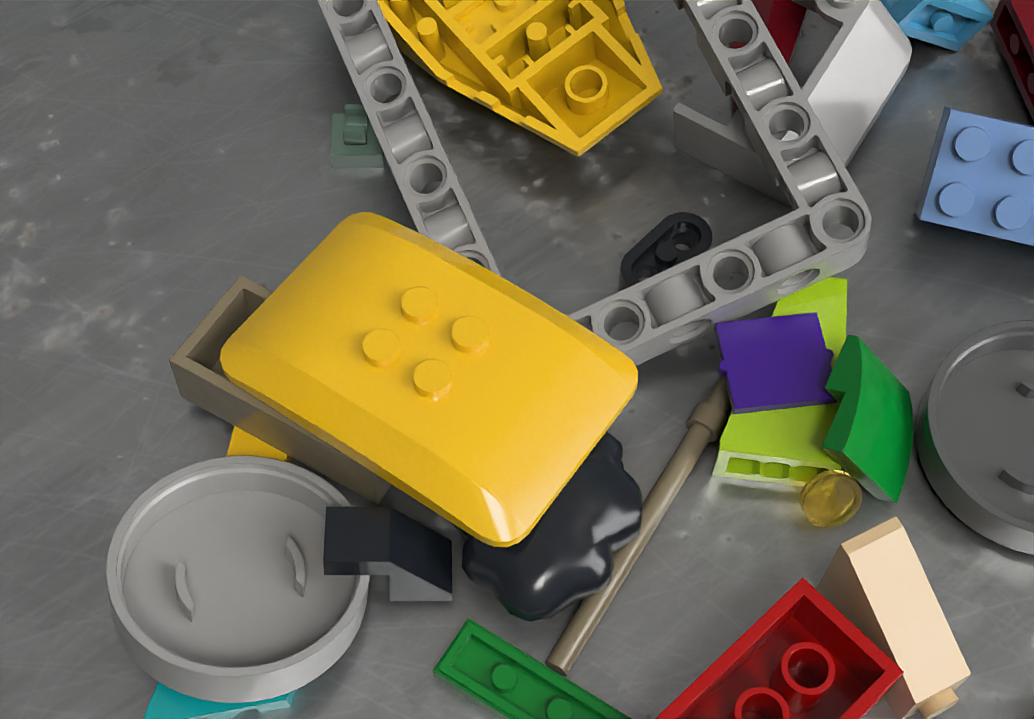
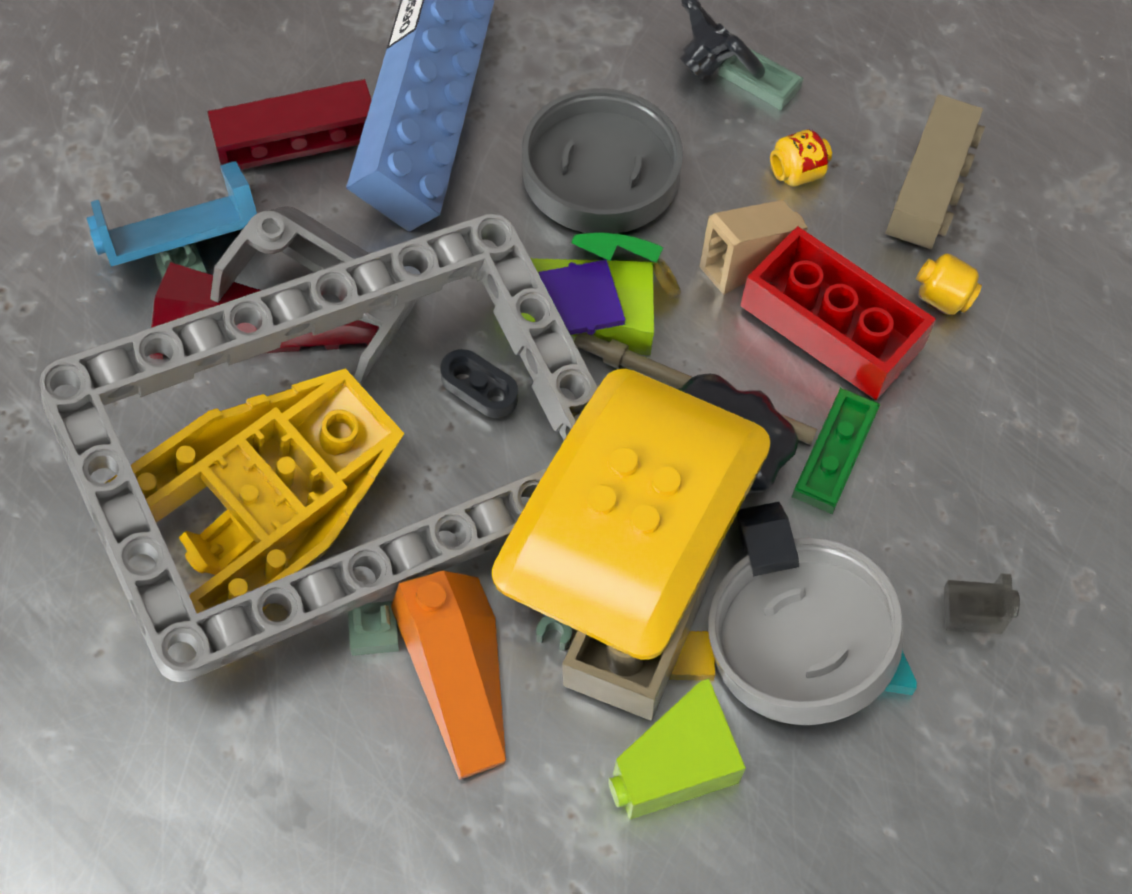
camera: 100 degrees left, 0 degrees up
(123, 415) = (678, 757): none -> lime slope
(284, 198) = (457, 661): none -> orange wedge

